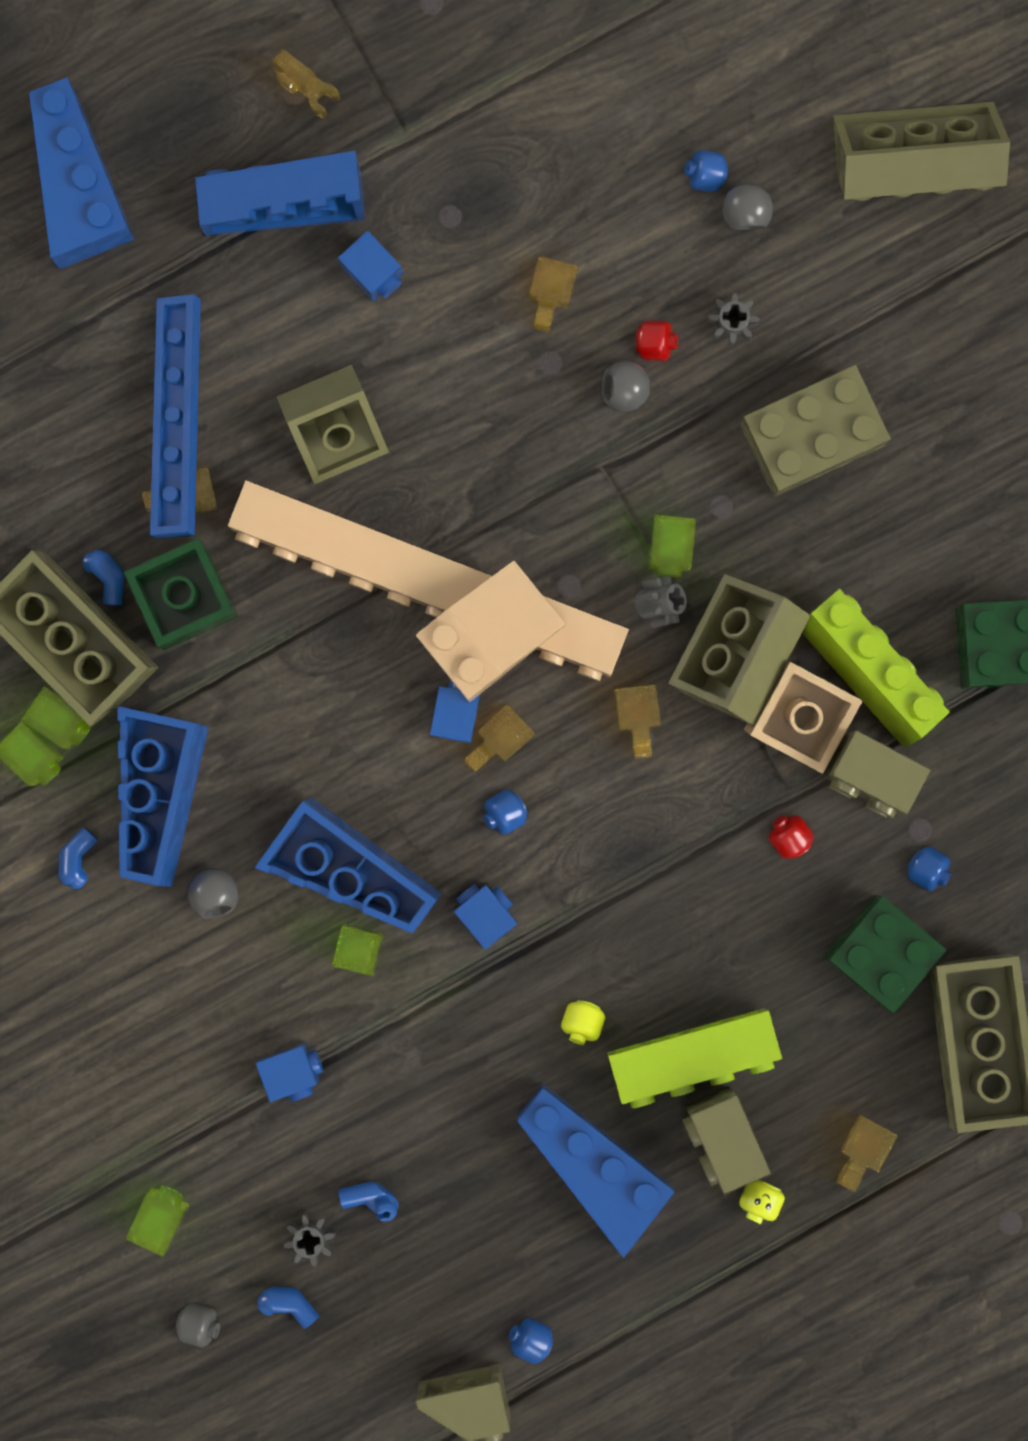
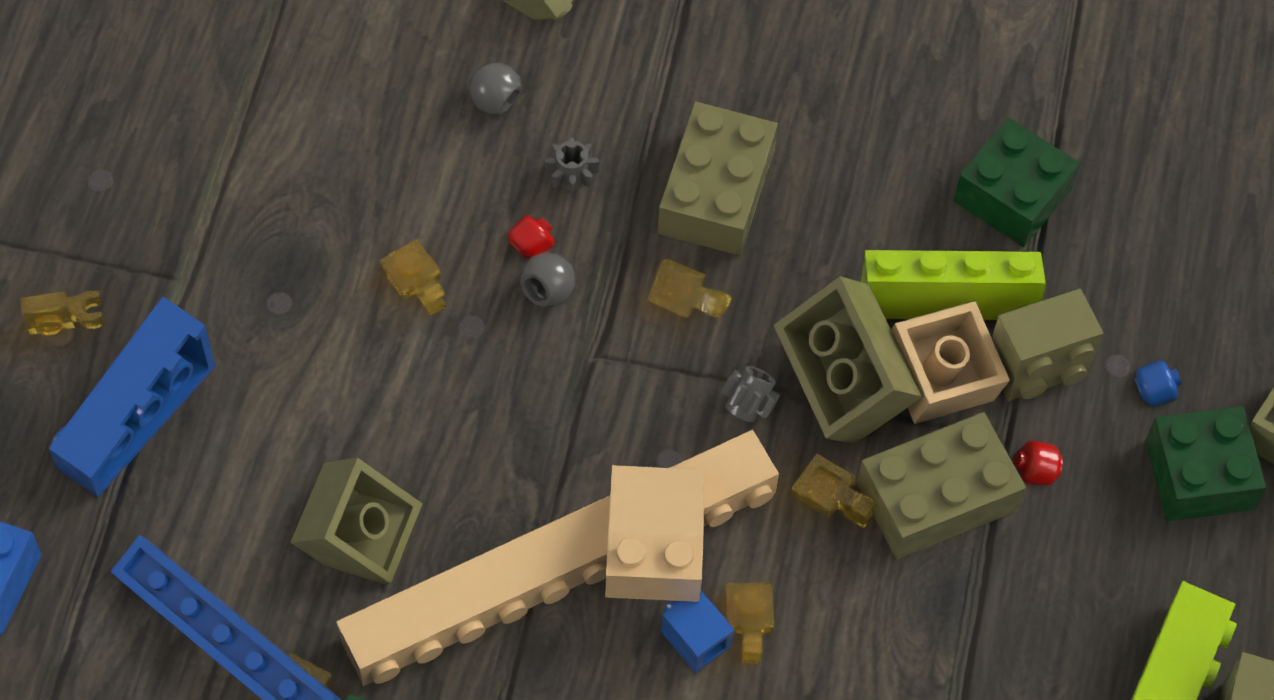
camera: 55 degrees left, 25 degrees down
(371, 267) = (260, 385): blue brick -> none
(505, 812) = (817, 667): blue piece -> none
(672, 545) = (709, 349): clear neon green brick -> none
(700, 485) = (681, 290): none -> clear yellow plate
(706, 171) = (435, 98): blue piece -> none
(706, 787) = (941, 485): none -> olive brick

